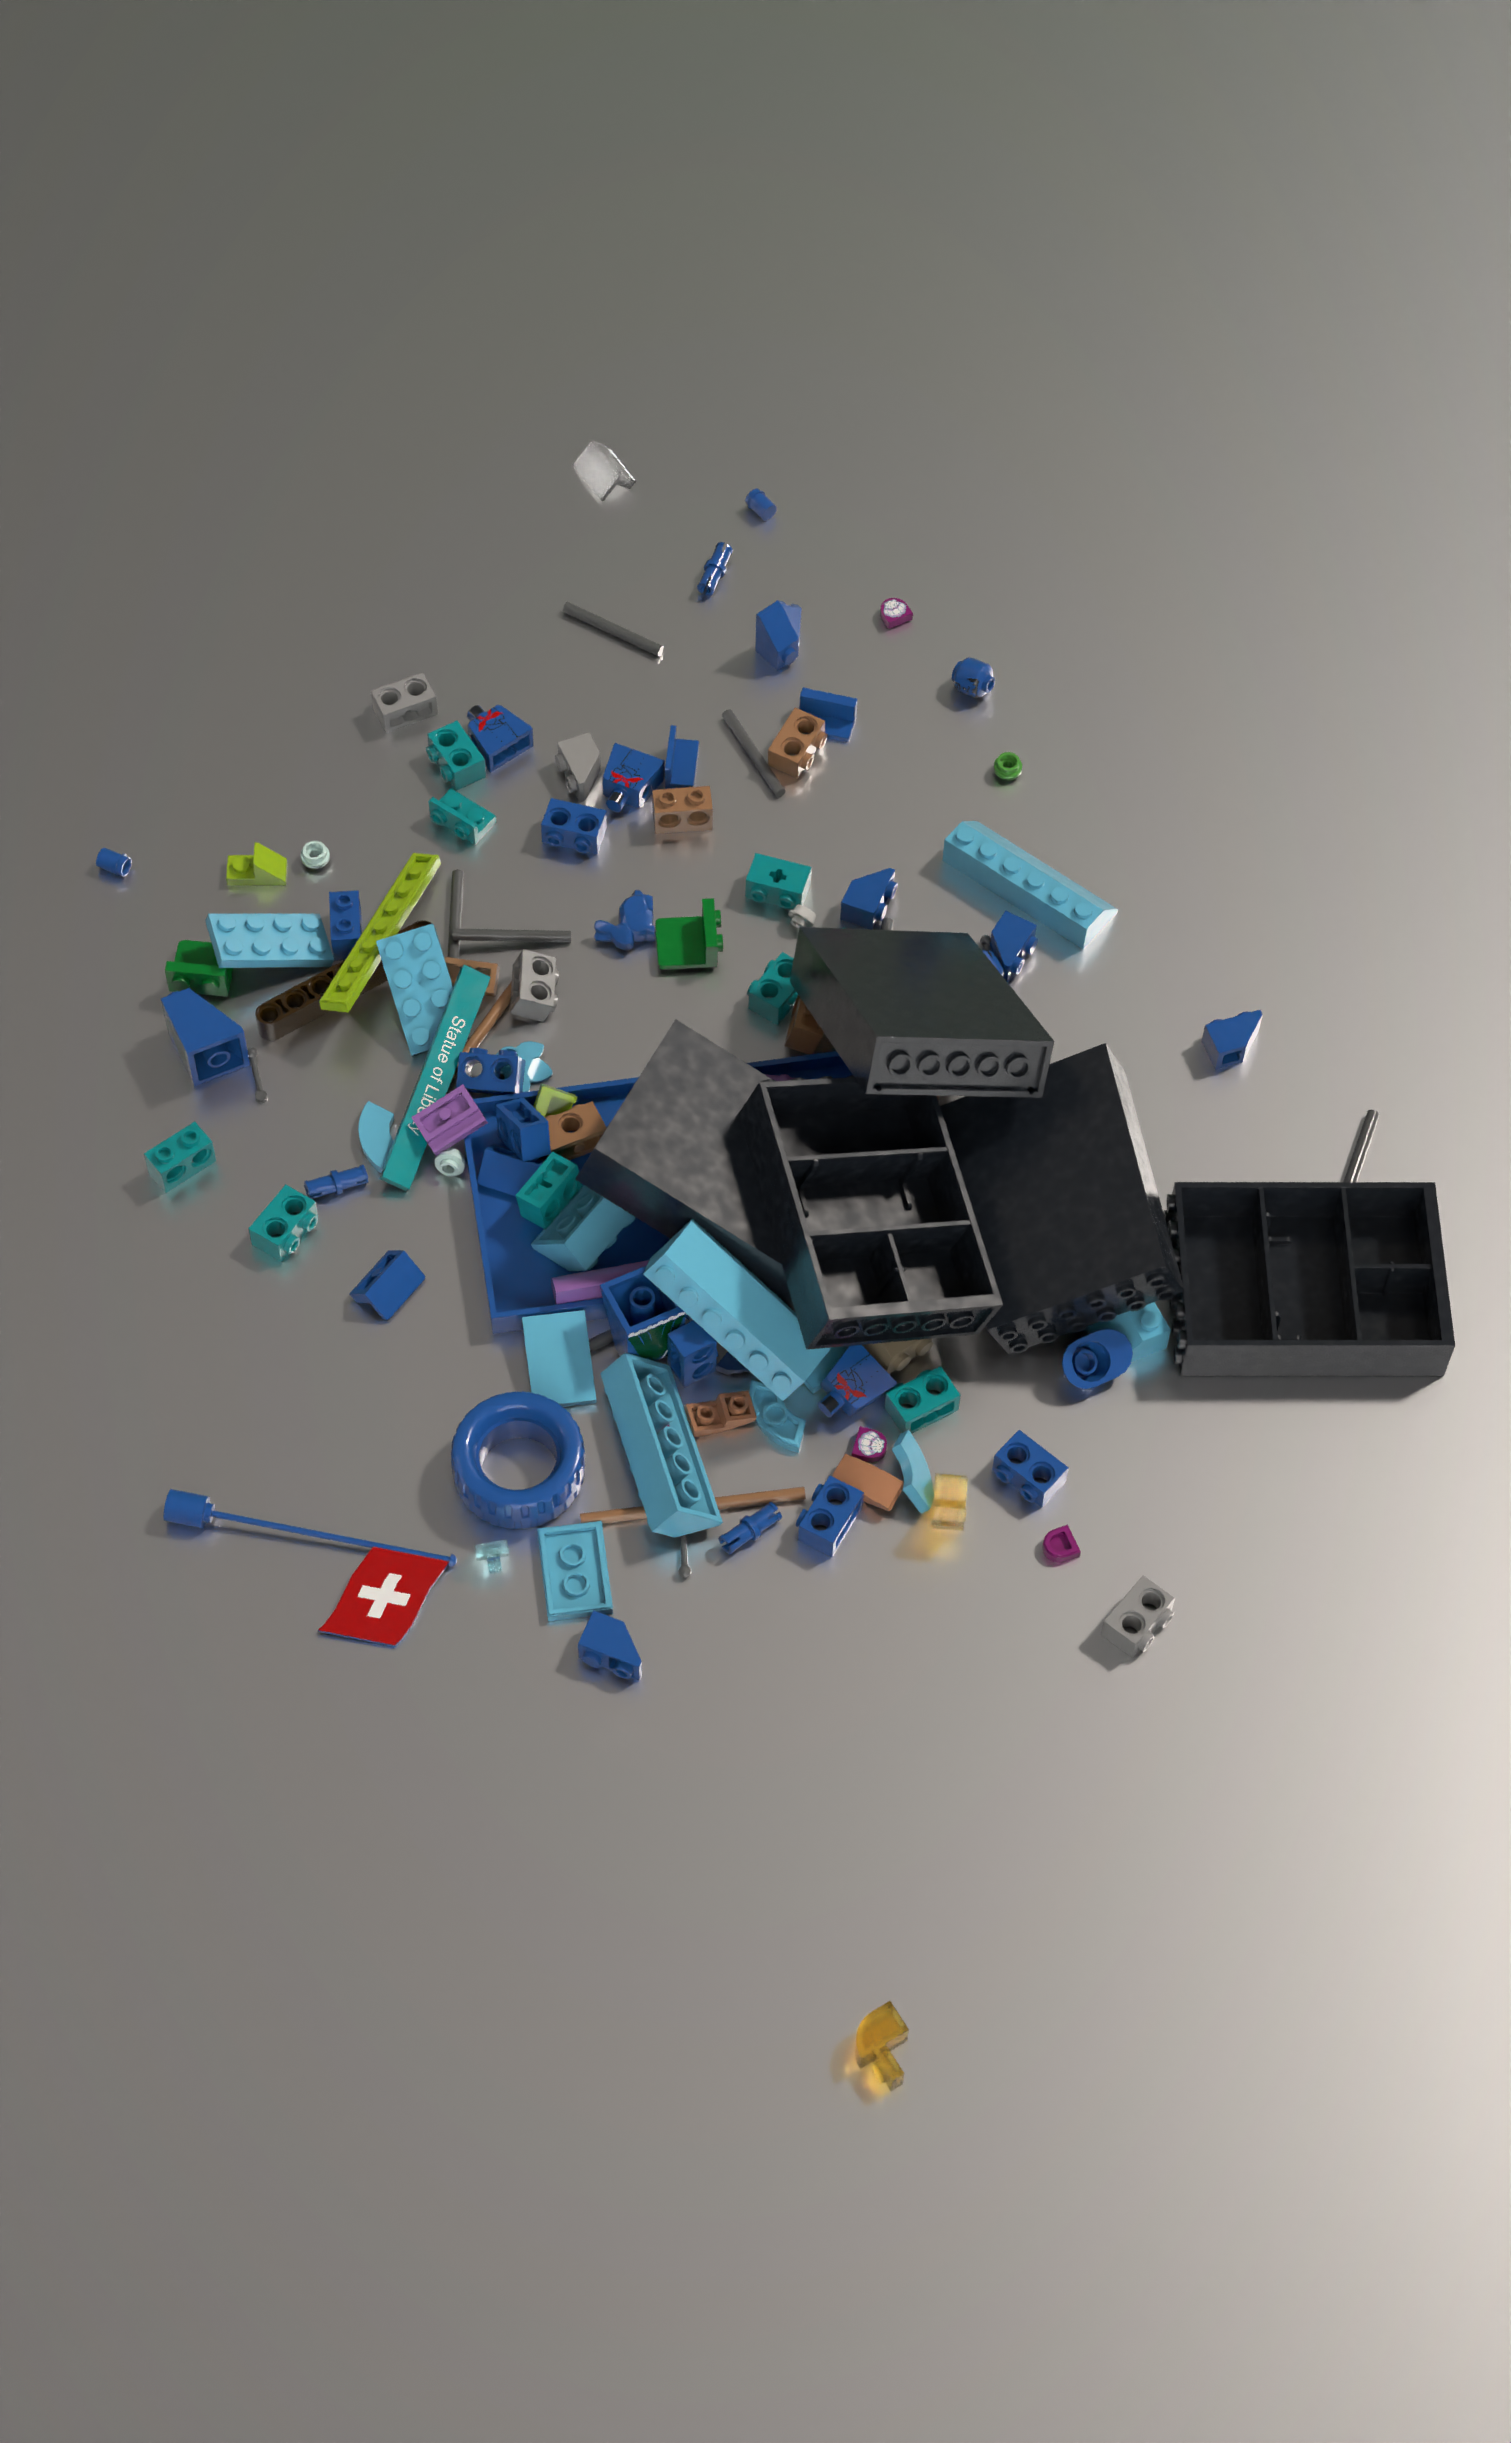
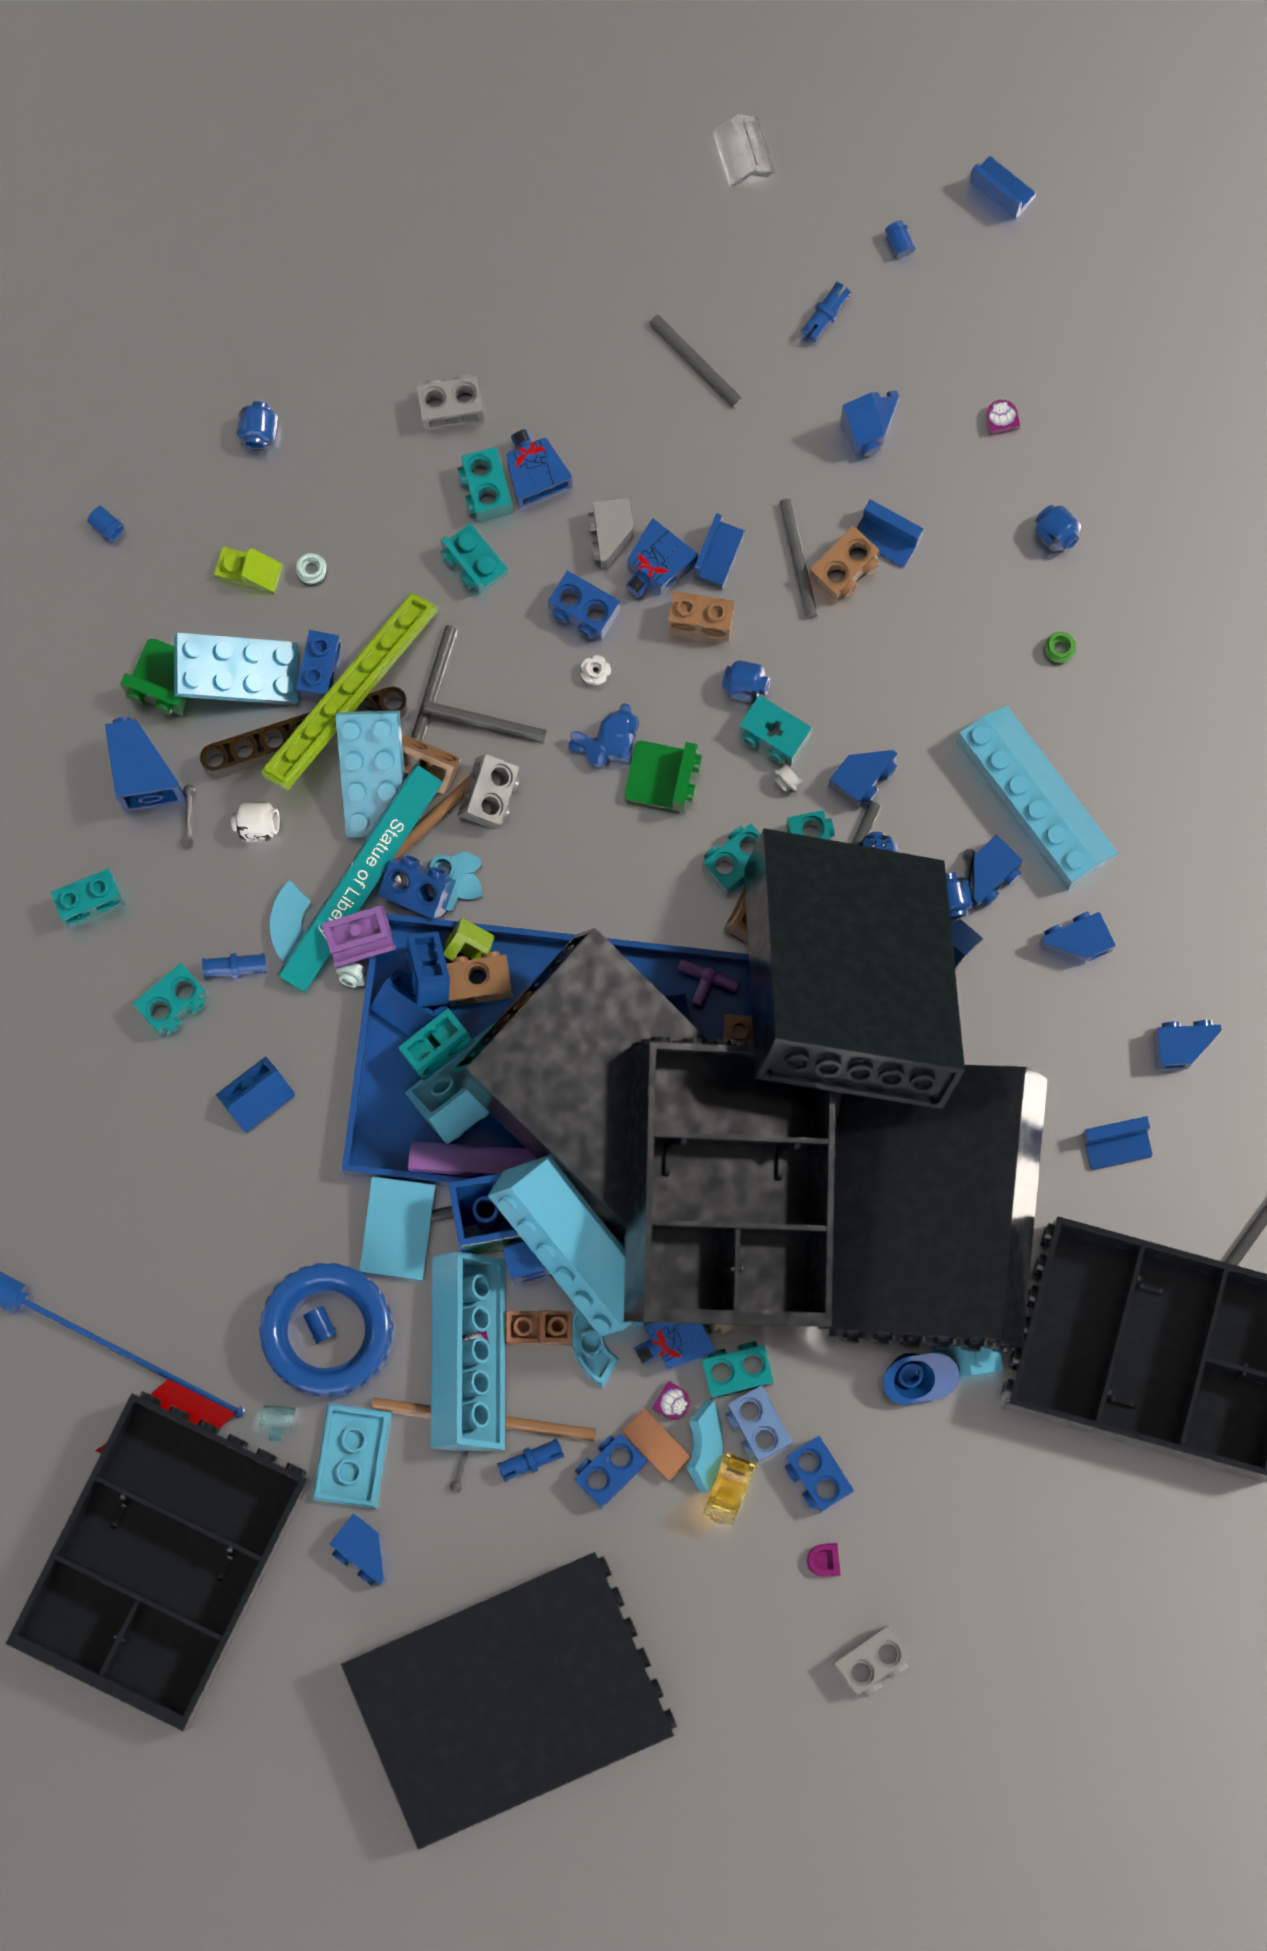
camera: 20 degrees right, 20 degrees up
(233, 756) = (257, 425): none -> blue head
(322, 1060) = (255, 821): none -> white head
(412, 1701) = (159, 1560): none -> black container
(507, 1463) = (319, 1324): none -> blue piece
(602, 881) = (599, 677): none -> white plate
(738, 850) = (745, 681): none -> blue head
(798, 1738) = (508, 1699): none -> black container
(833, 451) = (1002, 186): none -> blue panel
(964, 1436) = (766, 1421): none -> medium blue brick
(1109, 980) = (1081, 941): none -> blue slope
(1202, 1130) = (1117, 1143): none -> blue panel

